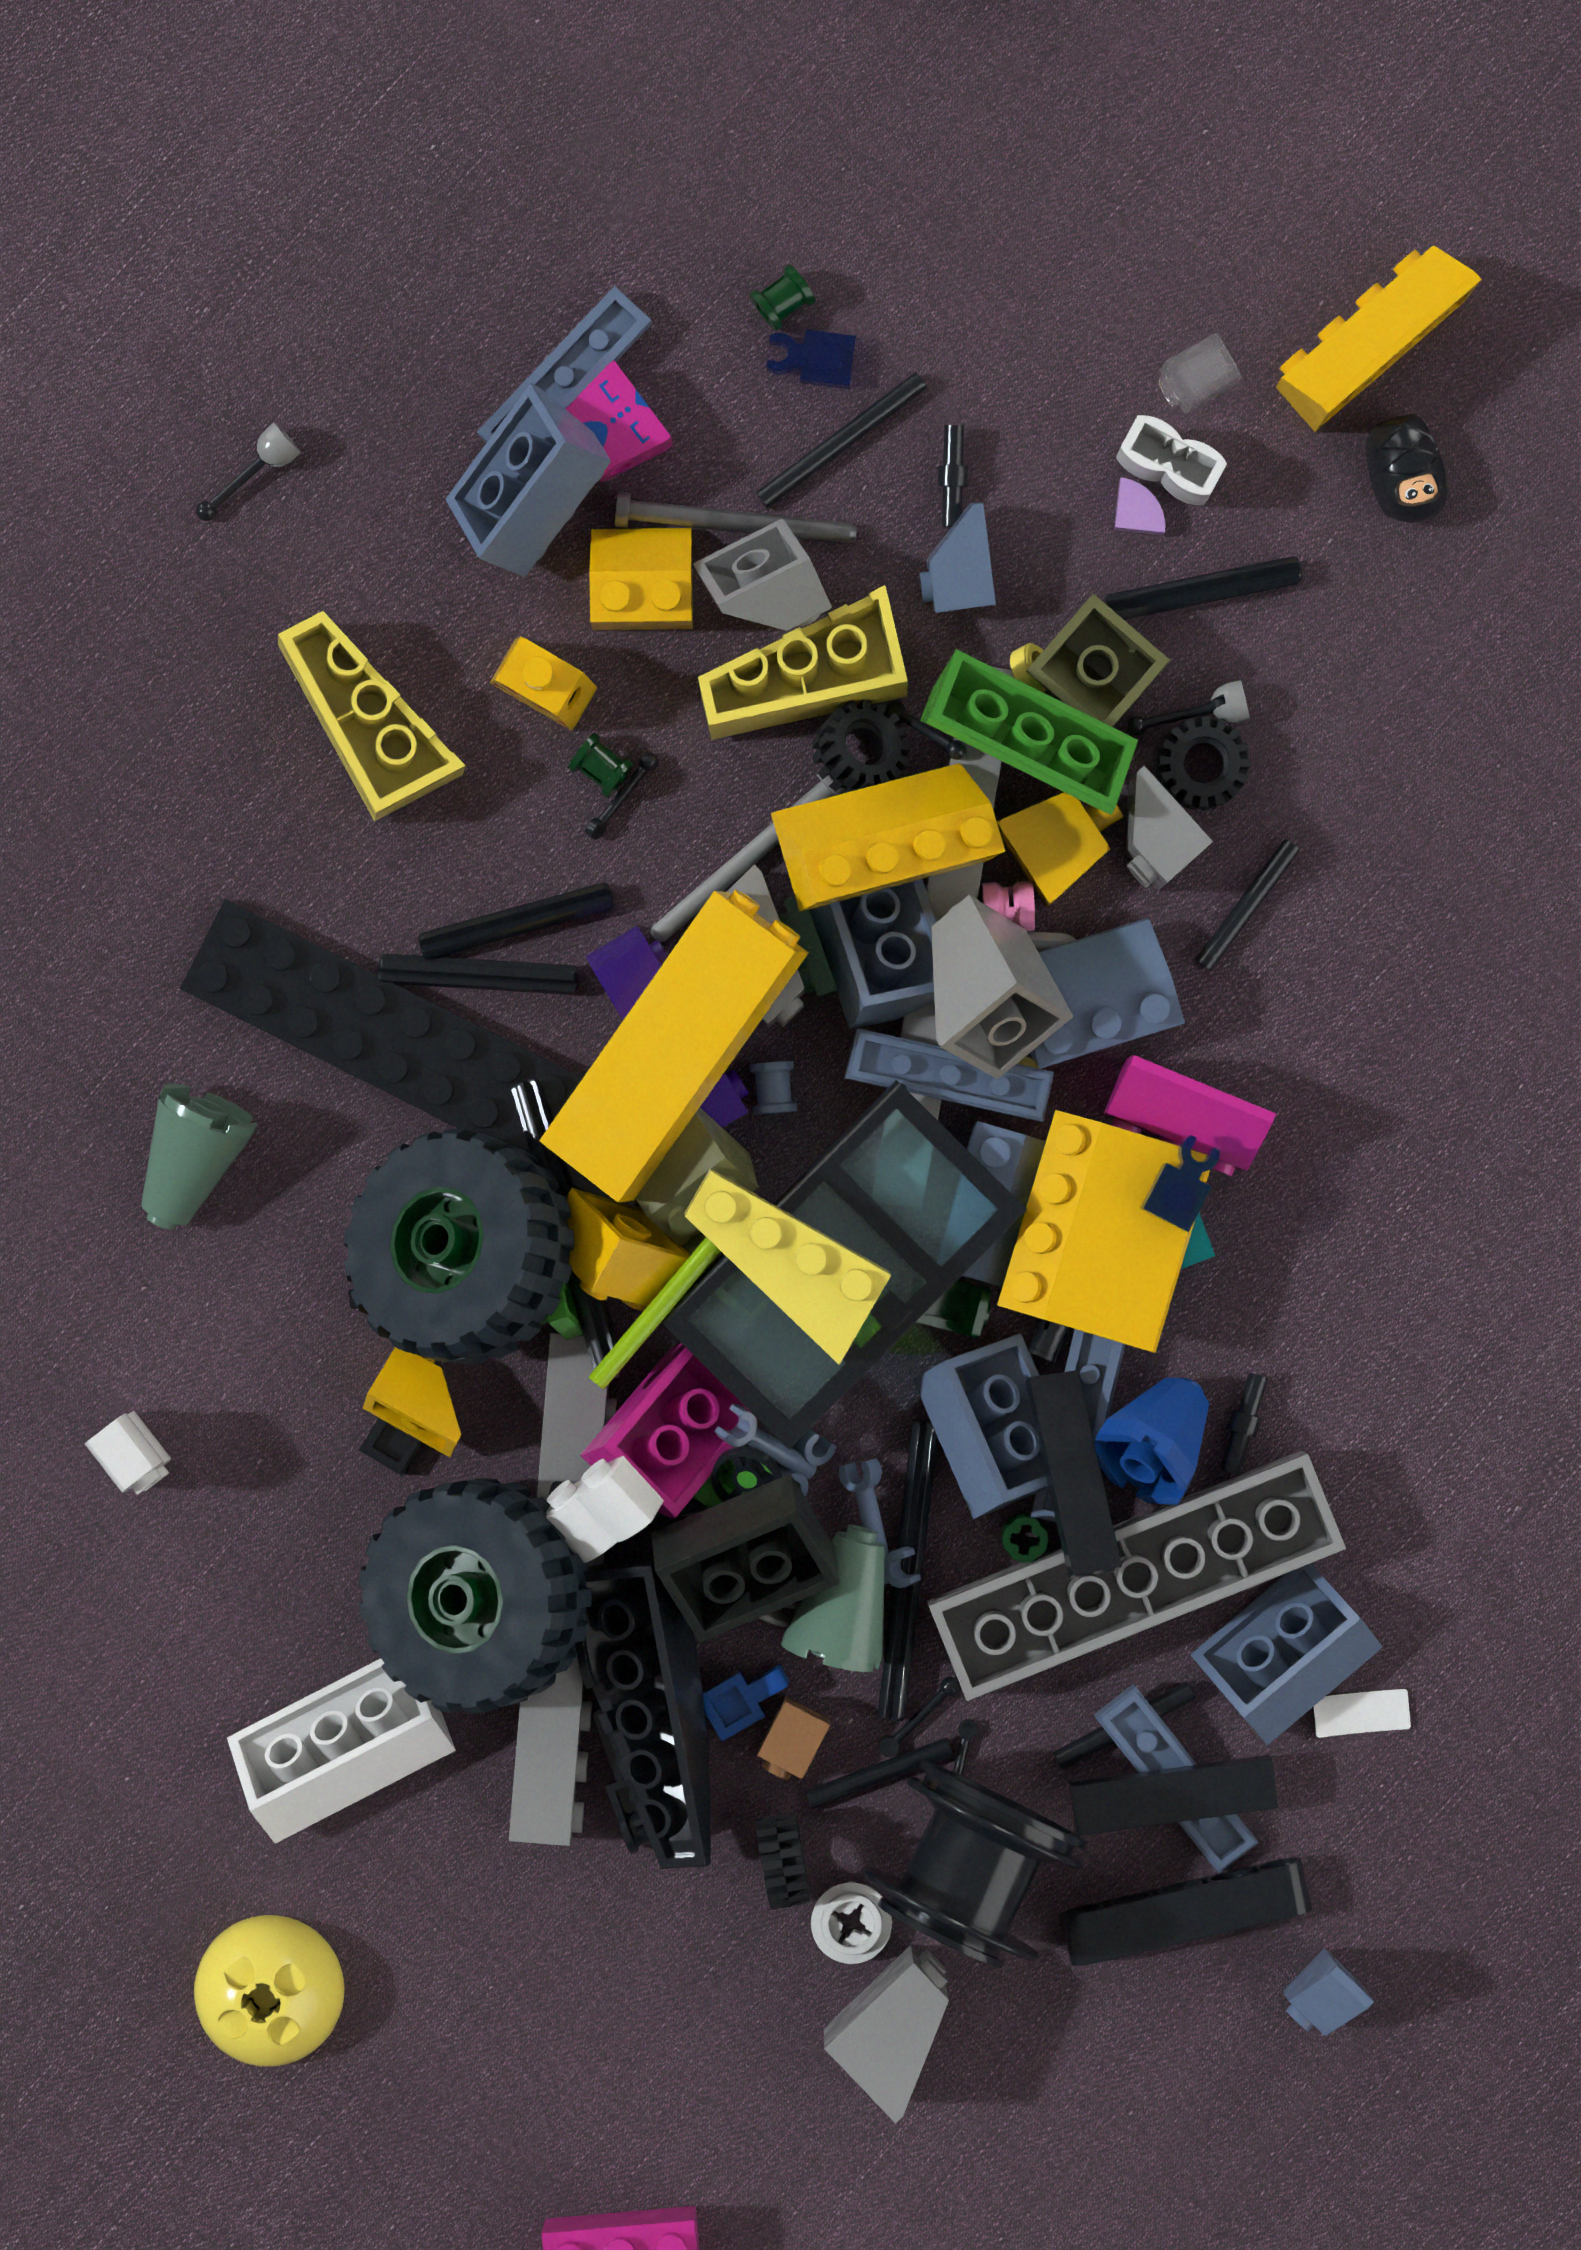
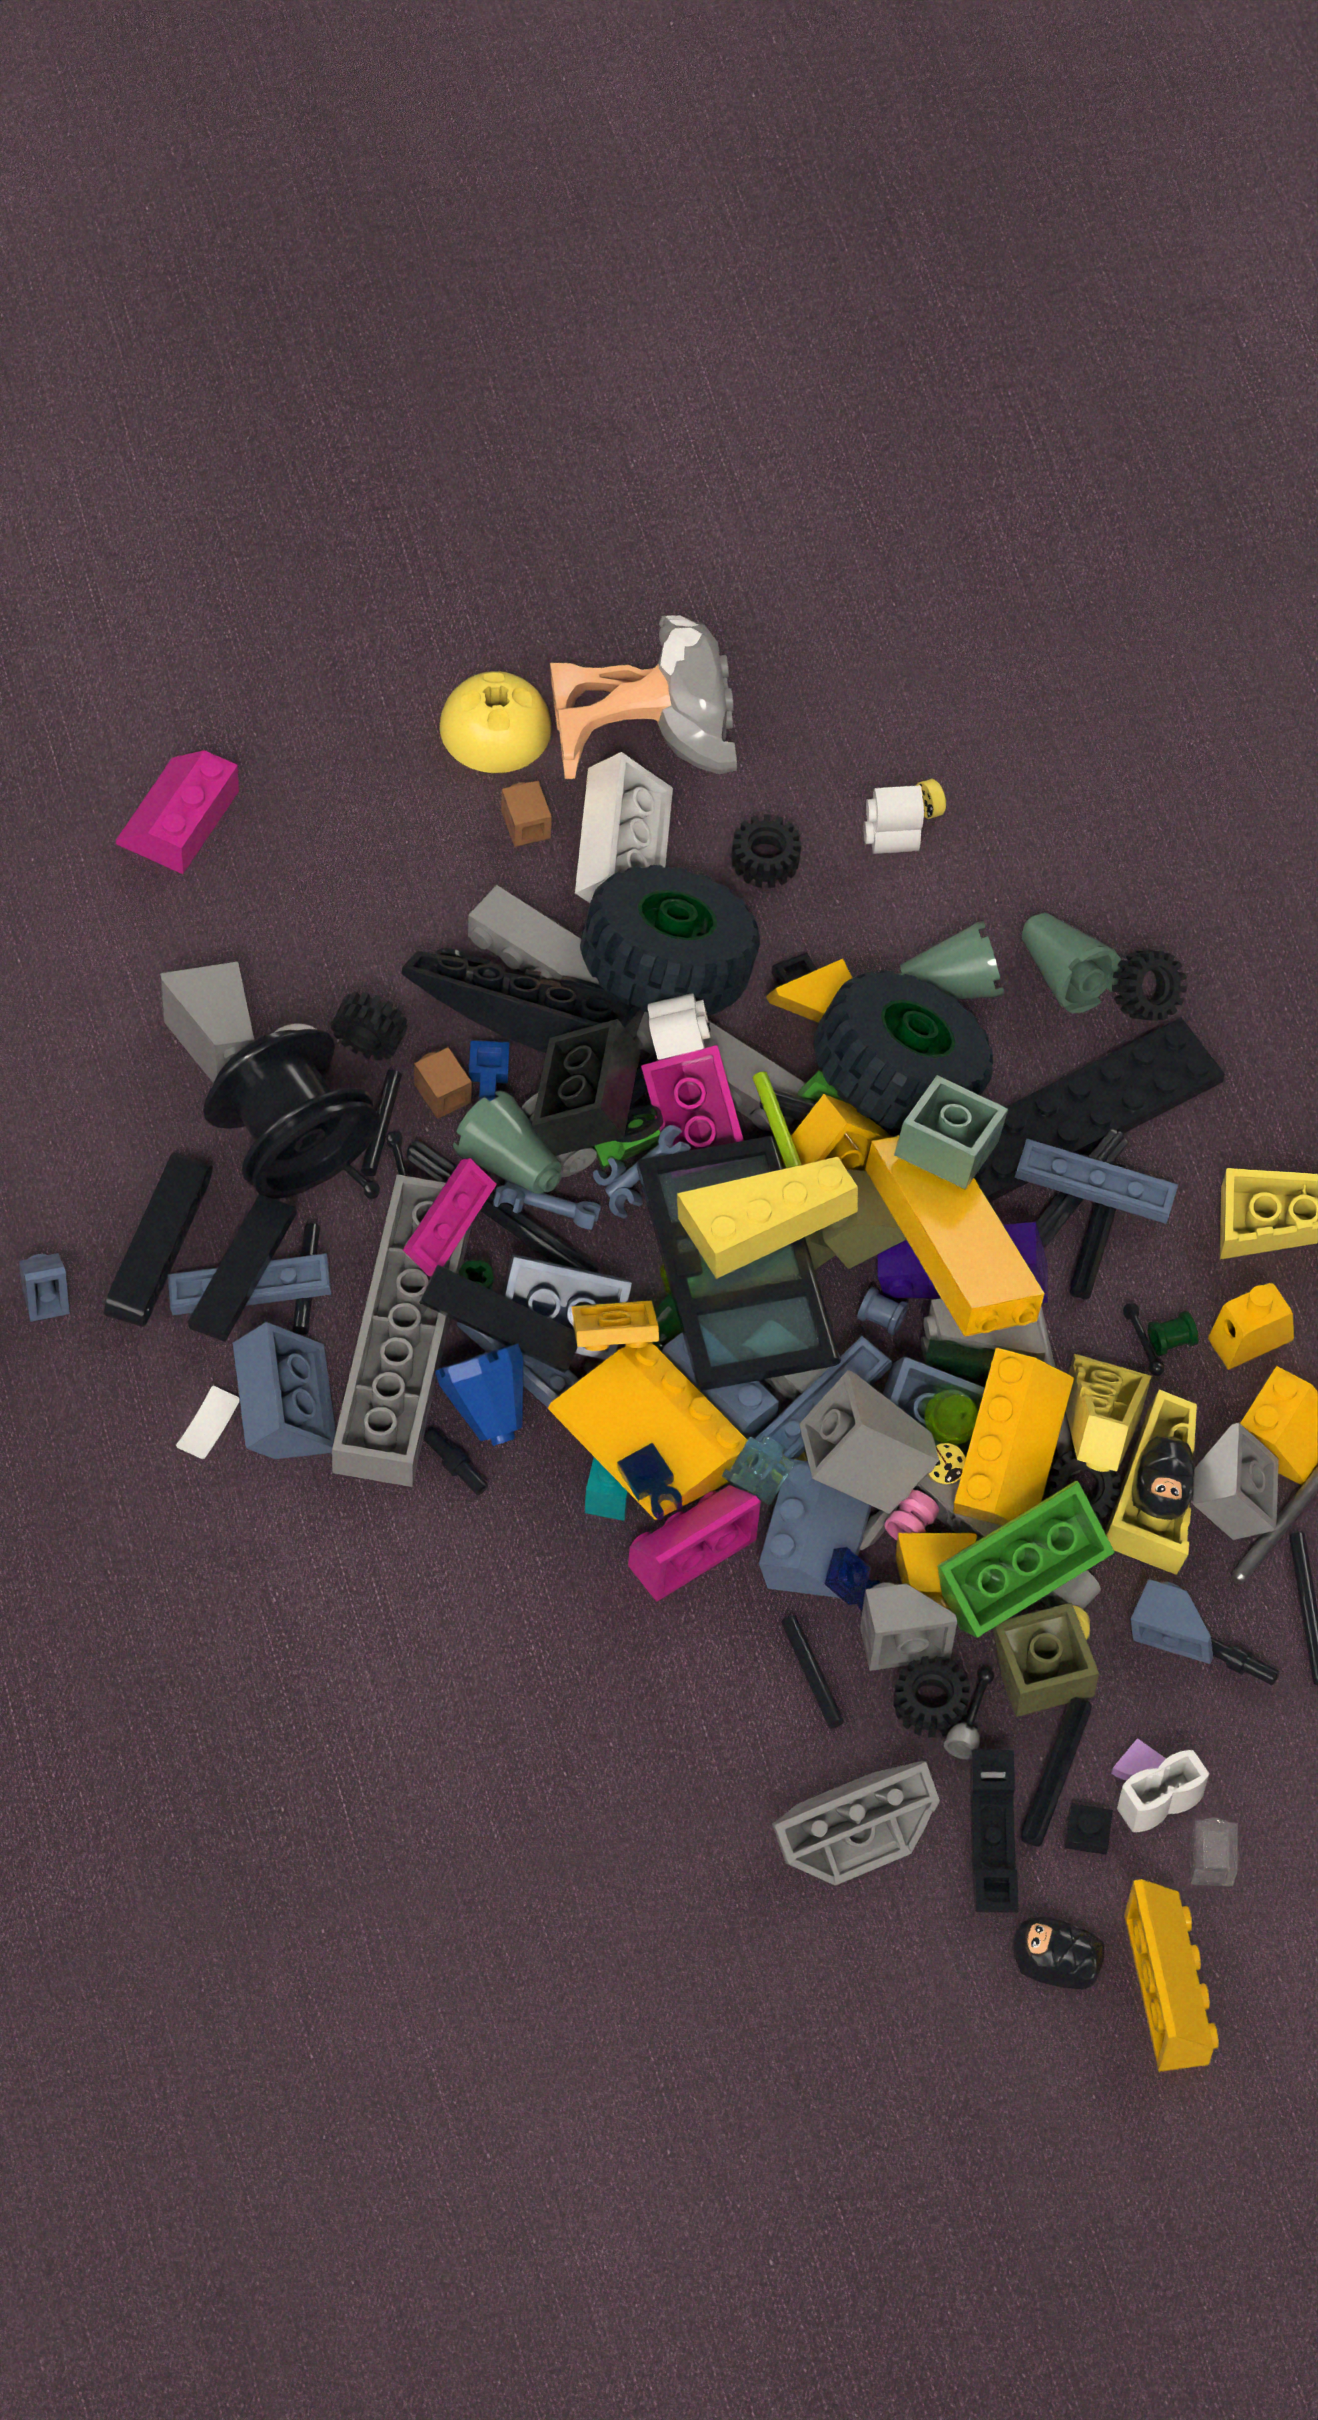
camera: 115 degrees right, 30 degrees down
(60, 1437) = (933, 798): none -> light yellow tile
(124, 1800) = (682, 693): none -> animal
(165, 1060) = (1167, 986): none -> black tyre
(221, 1583) = (766, 868): none -> black tyre
(286, 1269) = (959, 965): none -> sand green cone
(376, 1876) = (526, 813): none -> medium nougat brick
(466, 953) = (1096, 1181): none -> sand blue tile
(567, 1114) = (951, 1132): none -> sand green brick
(777, 766) = (1104, 1410): none -> light yellow wedge
(823, 654) = (1164, 1478): none -> black piece
(892, 919) = (951, 1416): none -> clear neon green cone
(938, 896) = (950, 1464): none -> light yellow tile
(997, 1604) = (449, 1216): none -> dark pink plate
(1014, 1343) = (615, 1324): none -> yellow plate
(1082, 1086) = (760, 1468): none -> clear light blue brick
(1133, 918) = (849, 1577): none -> clear blue plate
(1246, 519) = (1088, 1829): none -> black plate
(1323, 606) = (993, 1831): none -> black slope
(1406, 753) = (859, 1823): none -> light grey wedge

